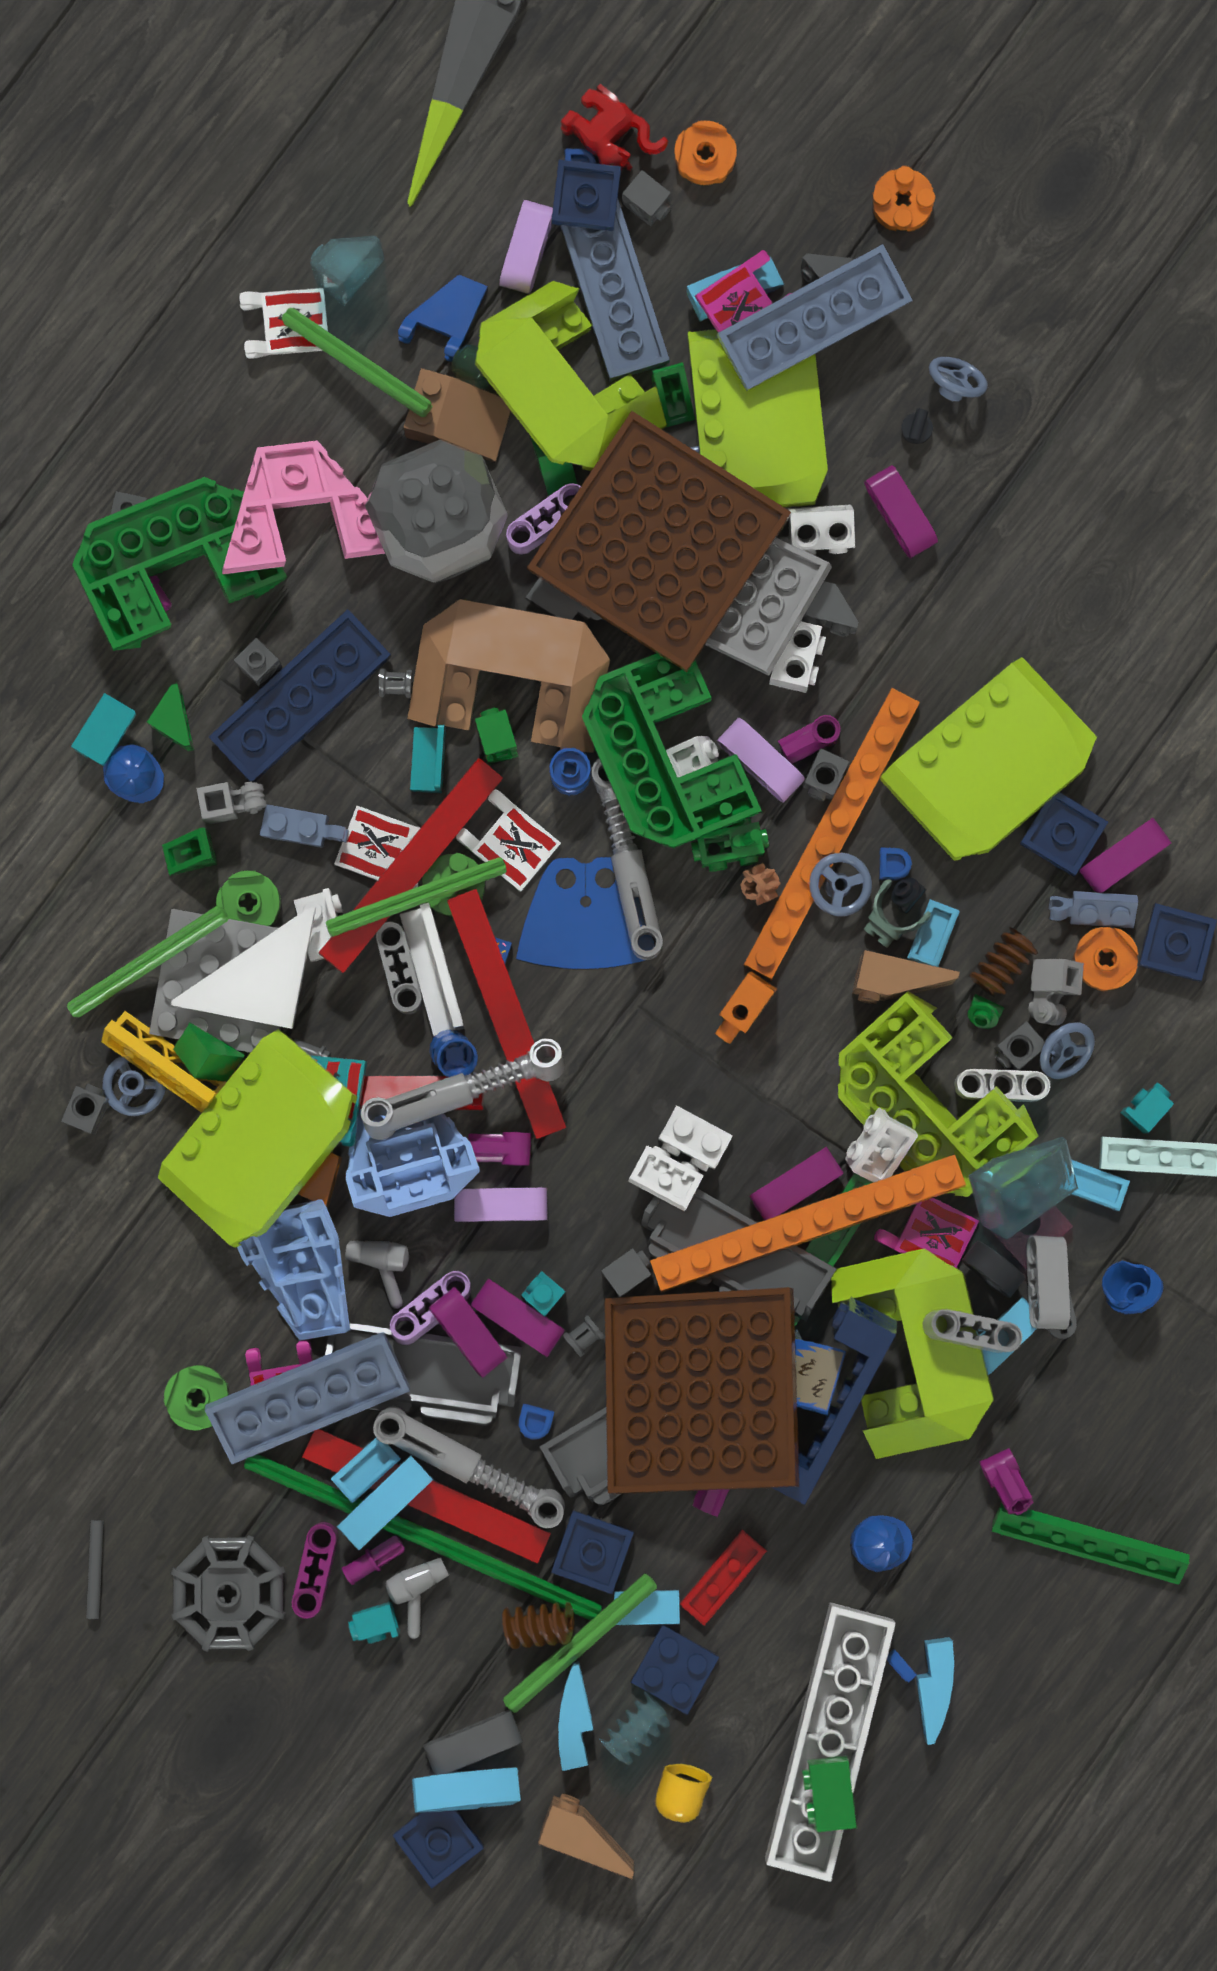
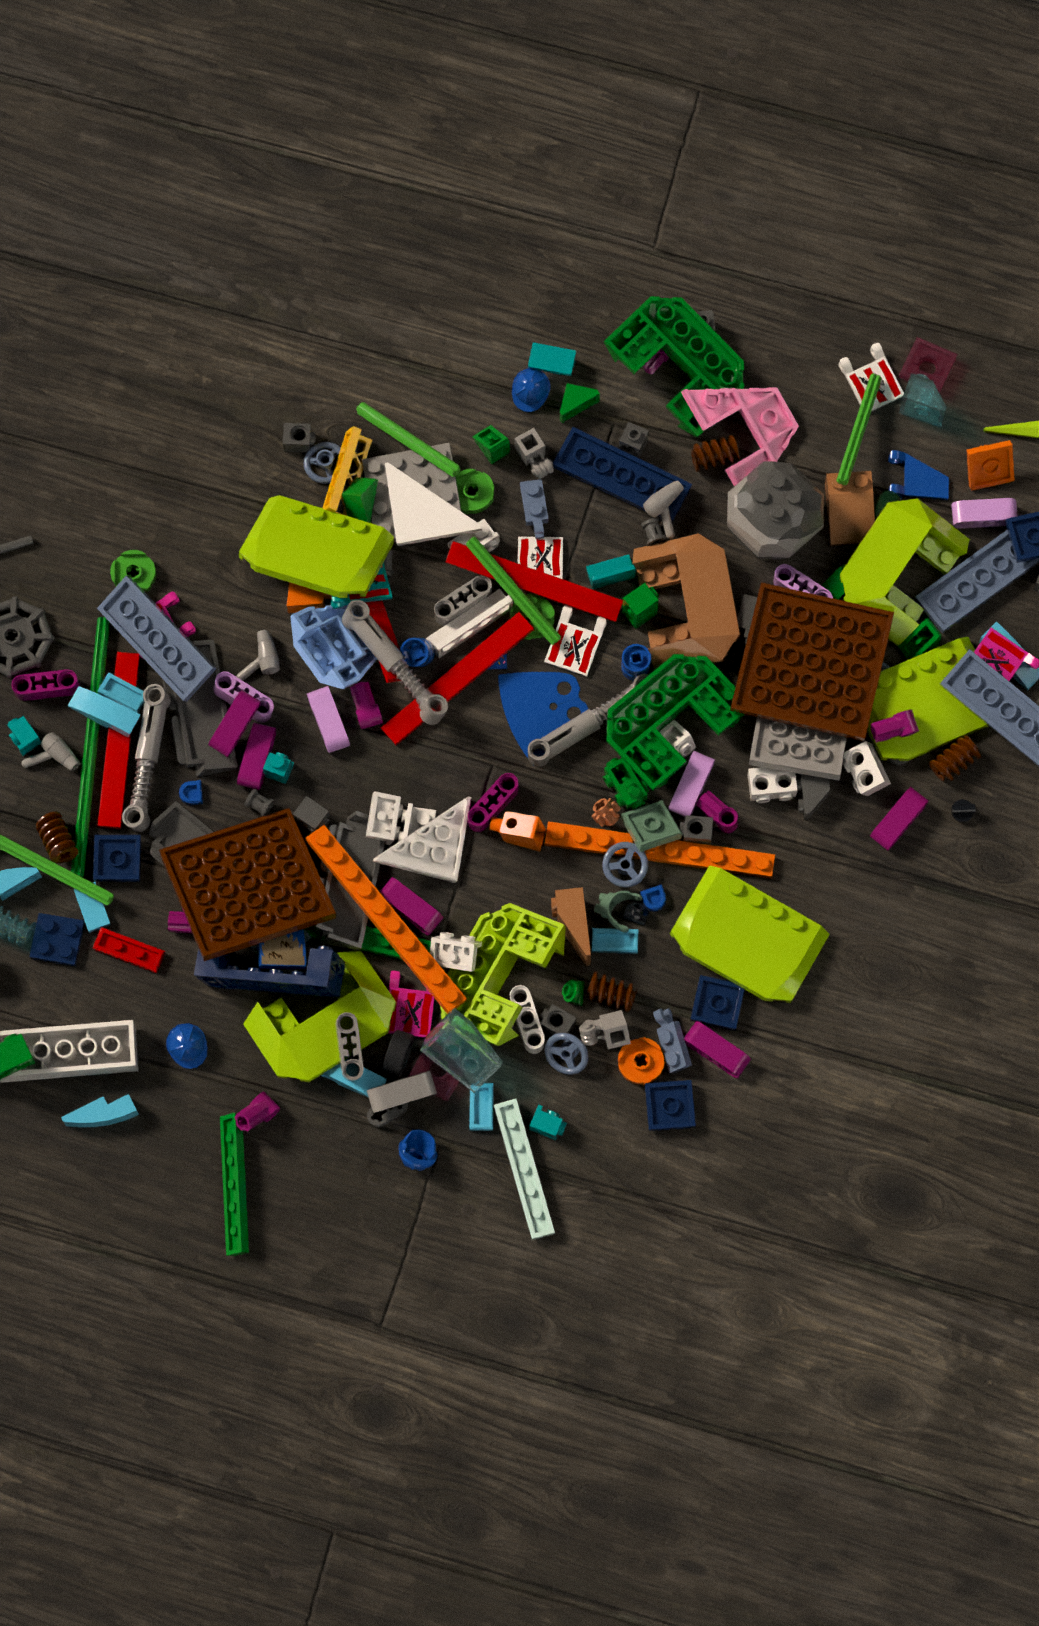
camera: 70 degrees right, 10 degrees down
(291, 220) = (926, 351): none -> clear pink piece
(302, 1269) = (241, 606): light blue wedge -> none
(314, 562) = (714, 452): none -> reddish brown piece
(361, 659) = (659, 503): none -> light grey piece
(373, 1560) = (64, 720): magenta axle -> none
(466, 212) = (990, 465): none -> orange tile
(682, 1024) = (503, 800): none -> magenta beam
(728, 1125) = (433, 848): none -> white tile
(786, 459) = (899, 725): none -> magenta piece
(800, 832) = (651, 826): none -> sand green plate
(847, 410) = (954, 758): none -> reddish brown piece
(900, 1666) = (108, 1085): blue tile -> none
(954, 382) = (1003, 822): sand blue piece -> none

